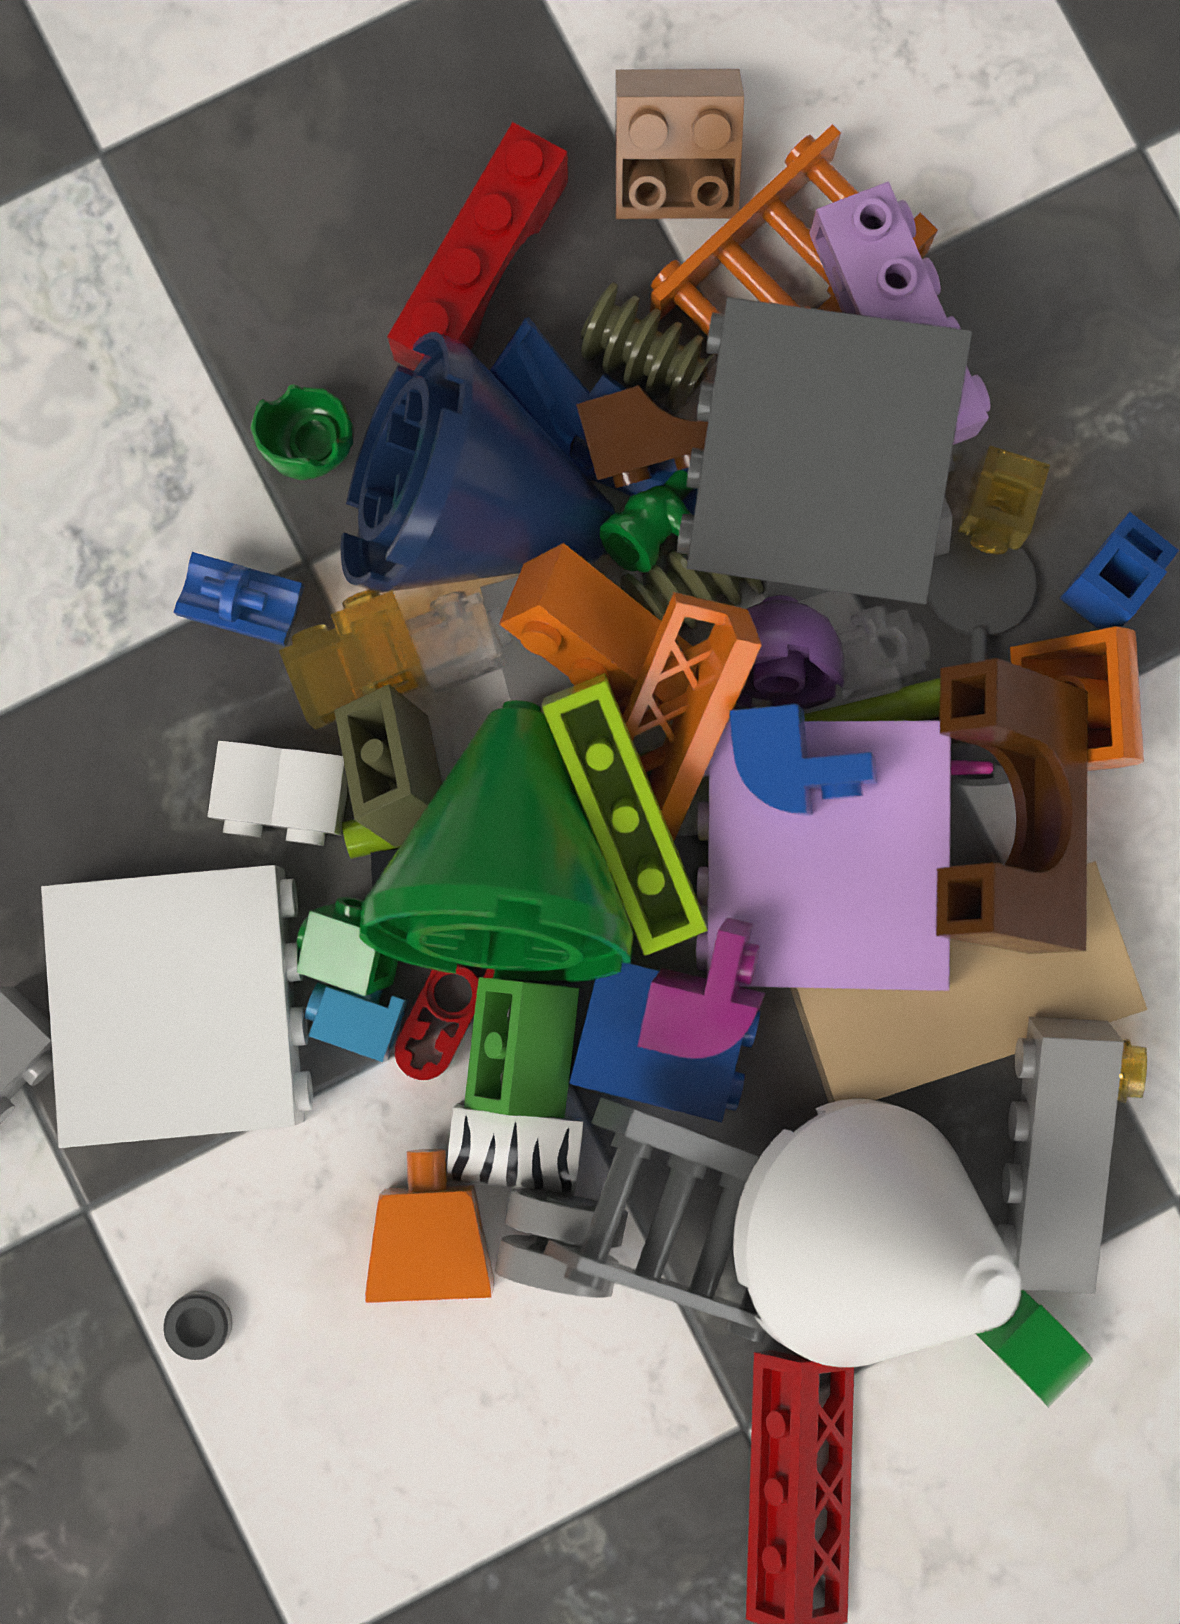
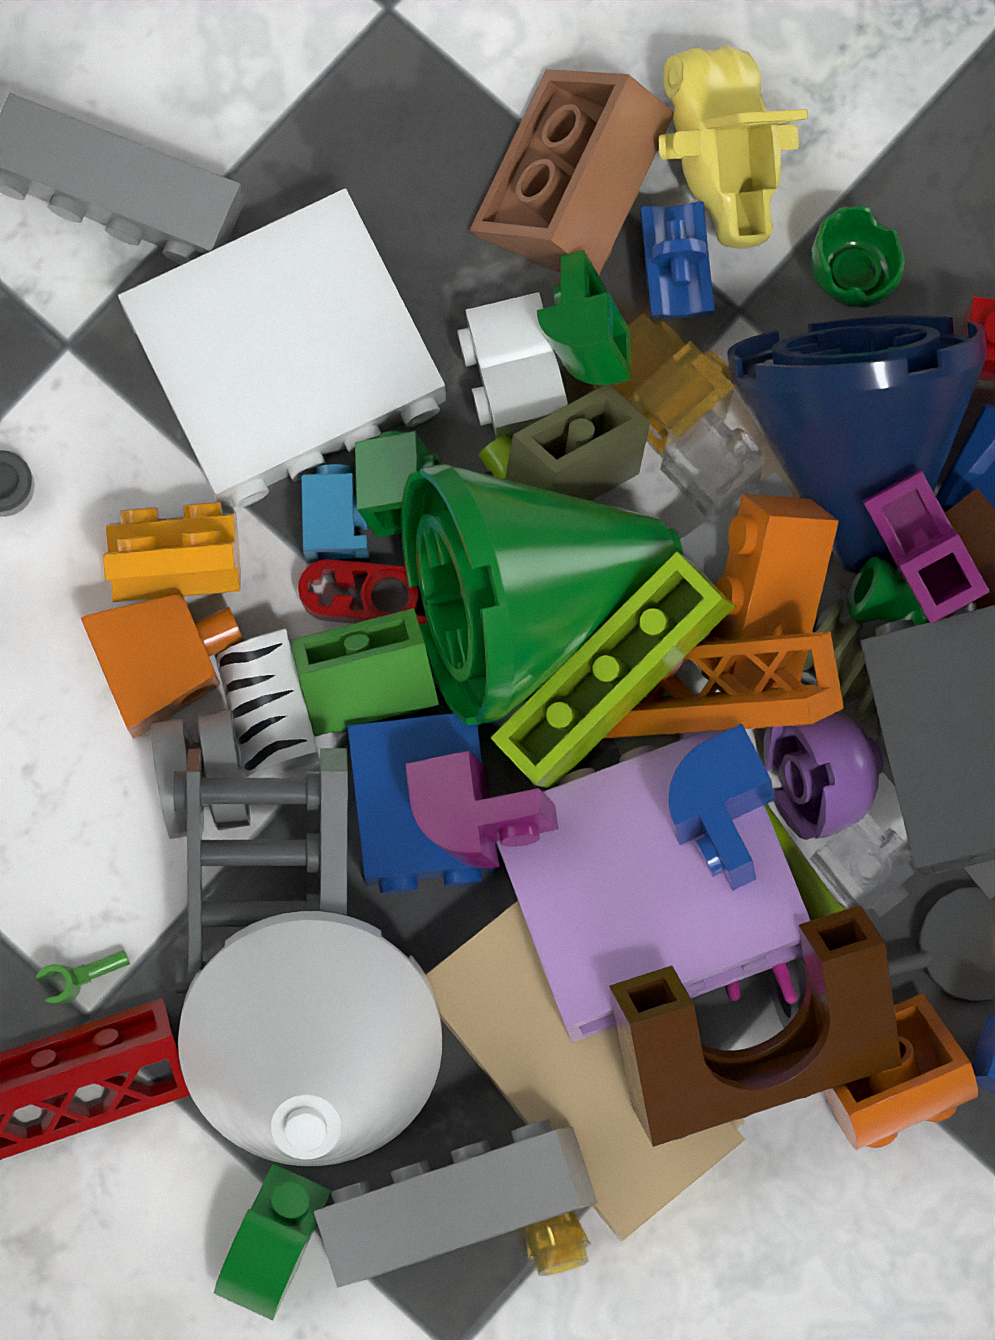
camera: 70 degrees right, 5 degrees down
(109, 661) = (573, 167): none -> nougat slope
(139, 505) = (727, 139): none -> light yellow piece
(271, 707) = (587, 325): none -> green brick
(333, 1187) = (172, 555): none -> light orange brick
(624, 471) = (925, 547): none -> magenta brick
(702, 1428) = (81, 974): none -> bright green hand

